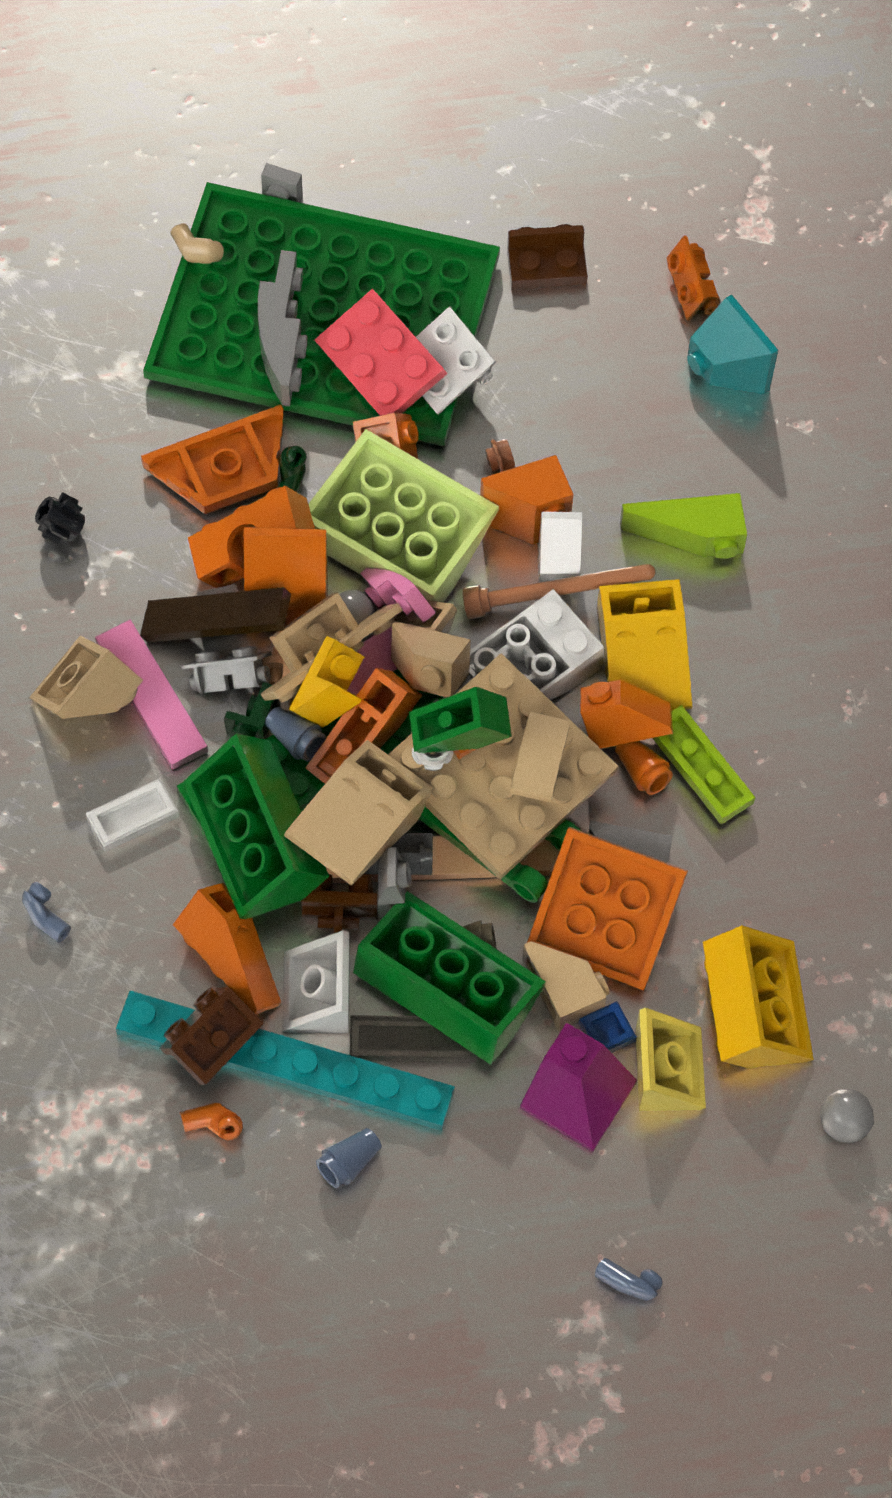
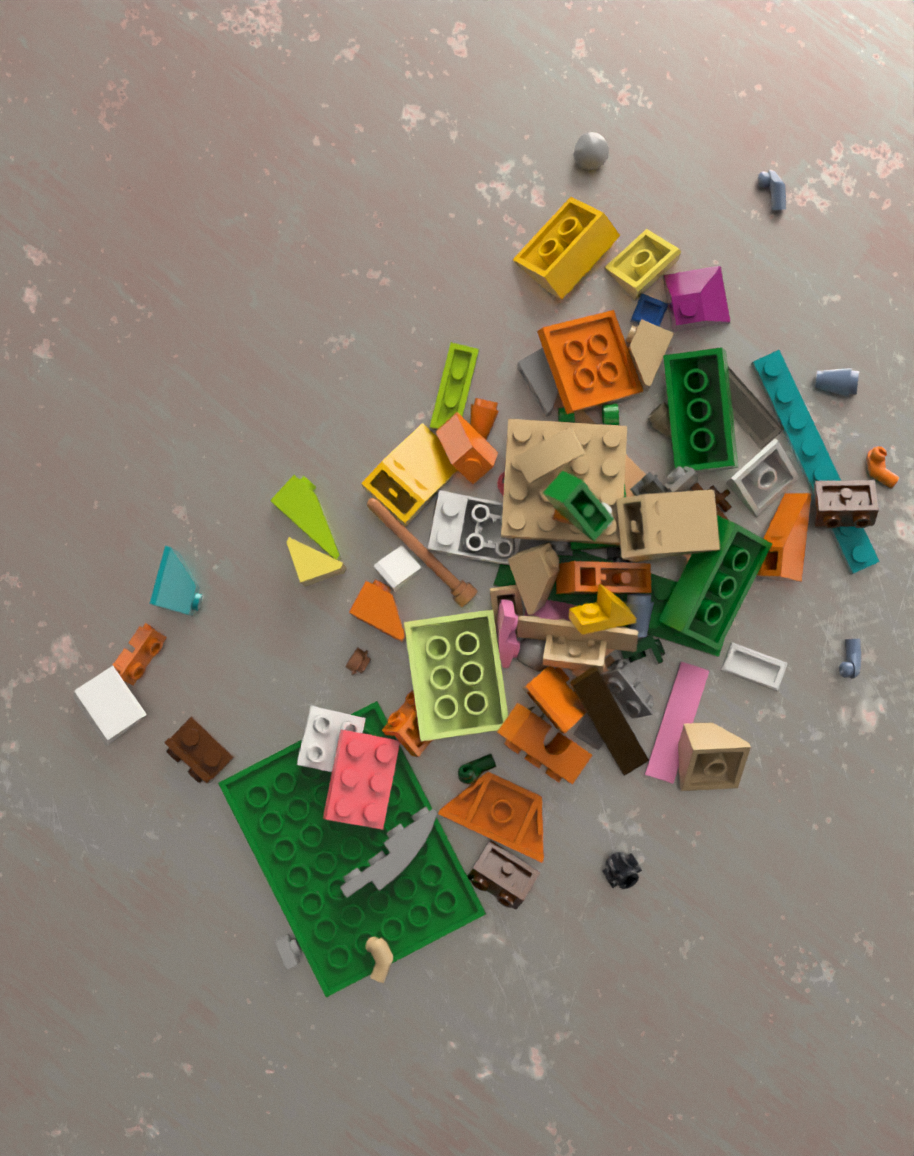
camera: 125 degrees left, 20 degrees up
(164, 417) = (503, 875): none -> bracket
(641, 475) = (313, 565): none -> light yellow slope
(665, 205) = (109, 705): none -> white slope

